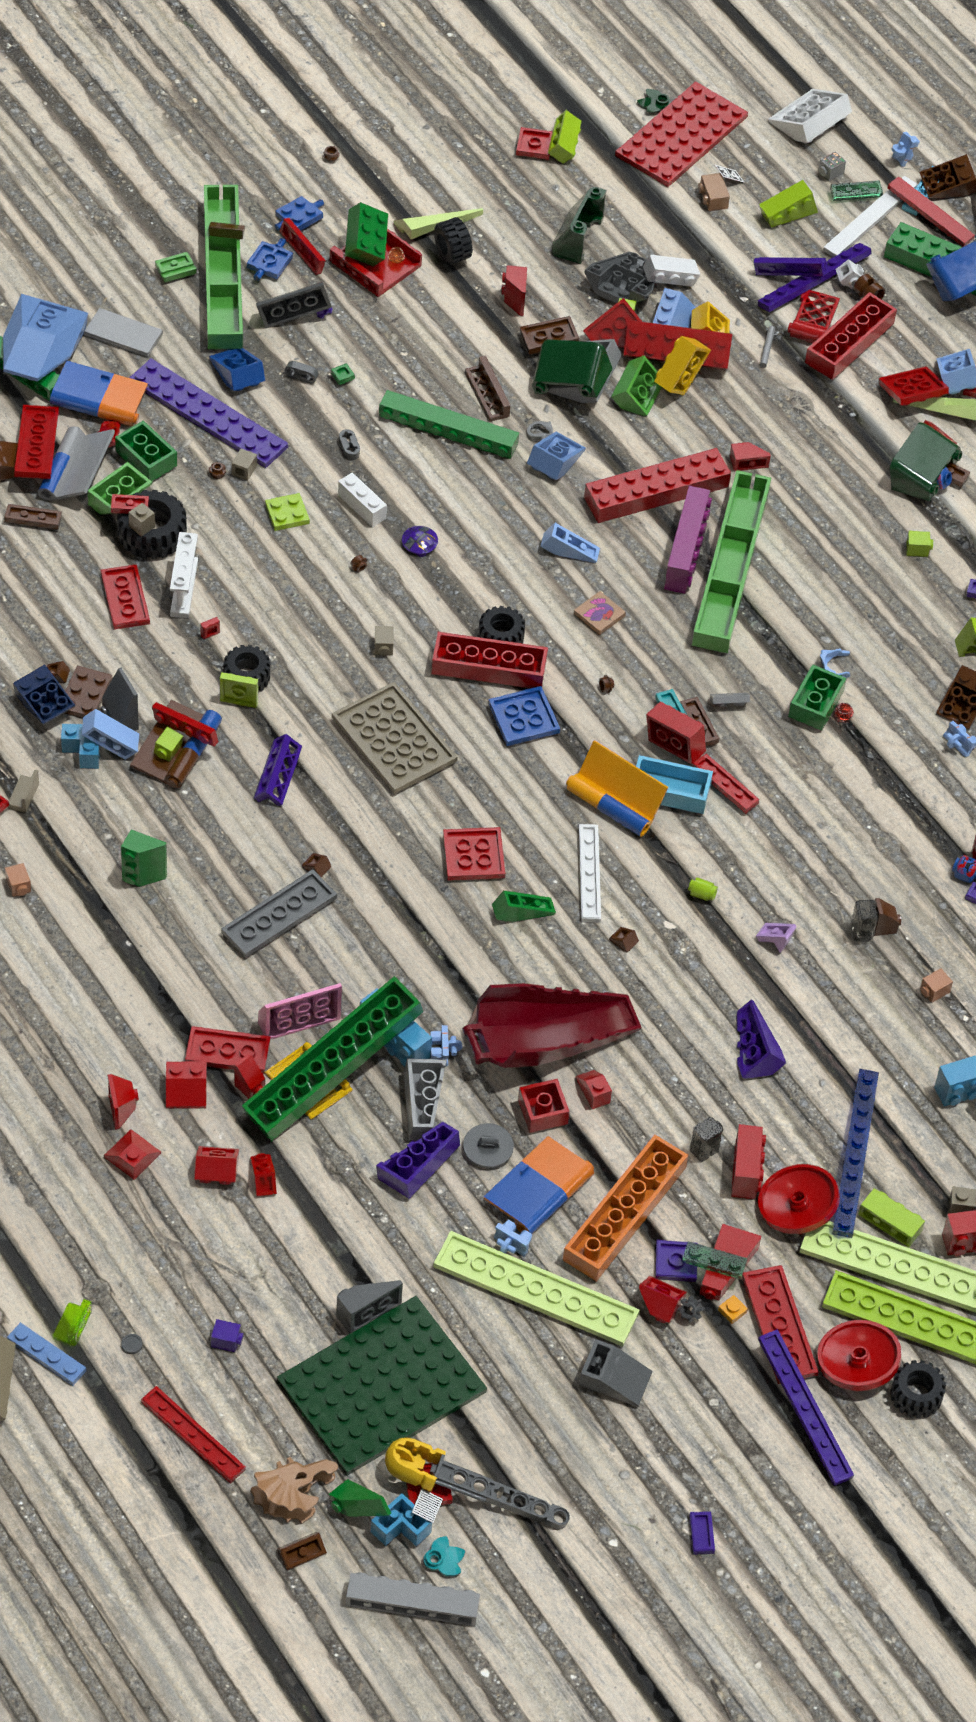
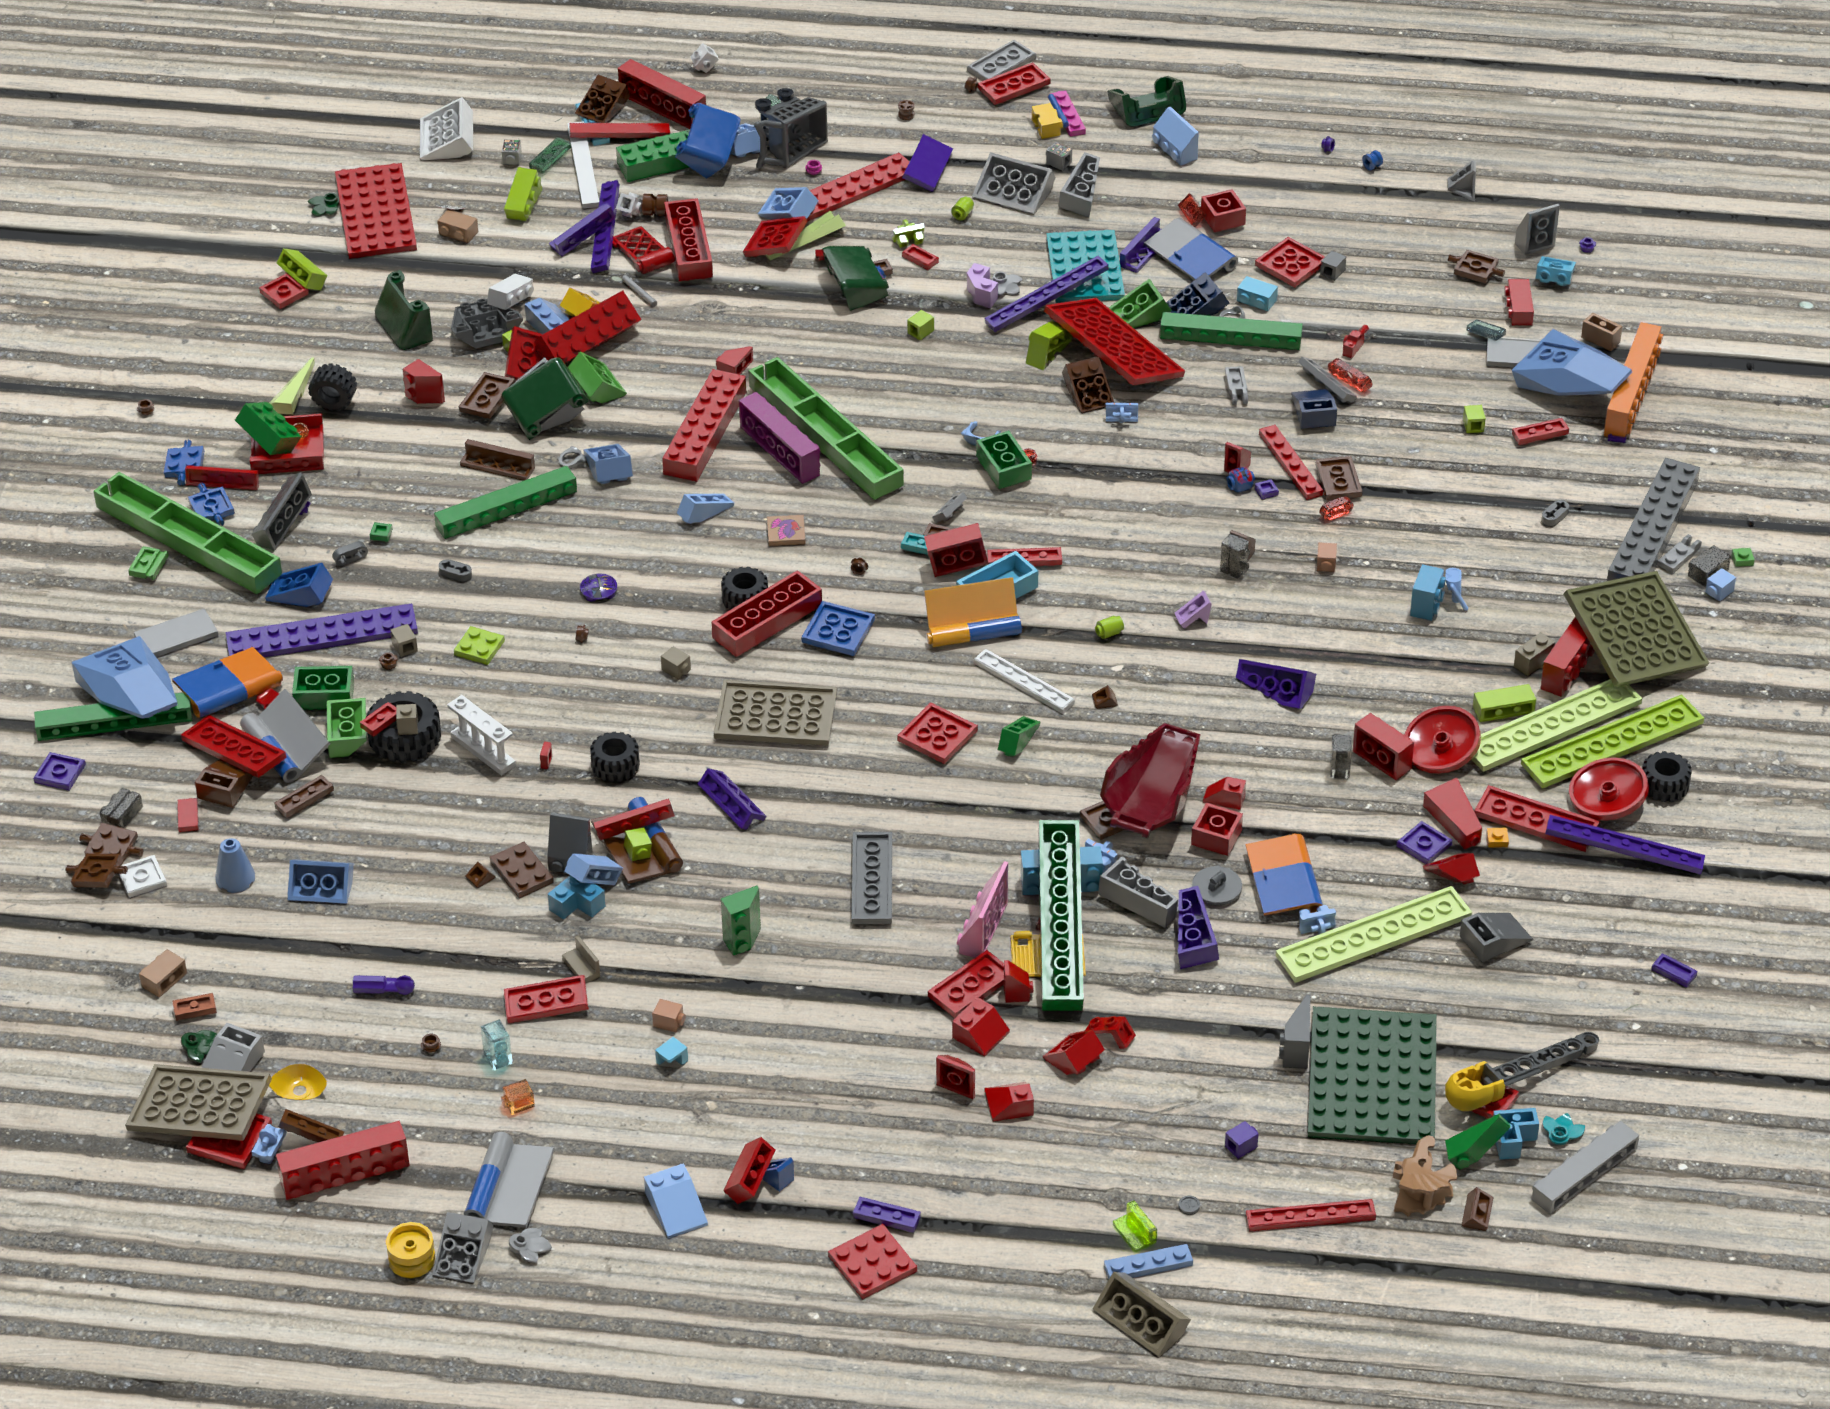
camera: 45 degrees left, 10 degrees down
(42, 695) = (502, 892): dark blue slope -> none
(125, 596) = (451, 789): red tile -> none
(226, 230) = (161, 503): slope -> none
(238, 690) = (633, 770): lime plate -> none
(318, 863) = (845, 829): reddish brown slope -> none
(362, 499) = (523, 593): white brick -> none
(427, 1505) = (1516, 1104): white sticker -> none
(625, 1207) = (1355, 838): orange brick -> none
(682, 365) = (616, 336): yellow brick -> none
(685, 1308) = (1484, 856): dark grey gear -> none
(714, 1260) = (1454, 814): clear green plate -> none
(855, 1153) = (1424, 683): clear blue plate -> none
(904, 148) = (546, 105): light blue hips -> none

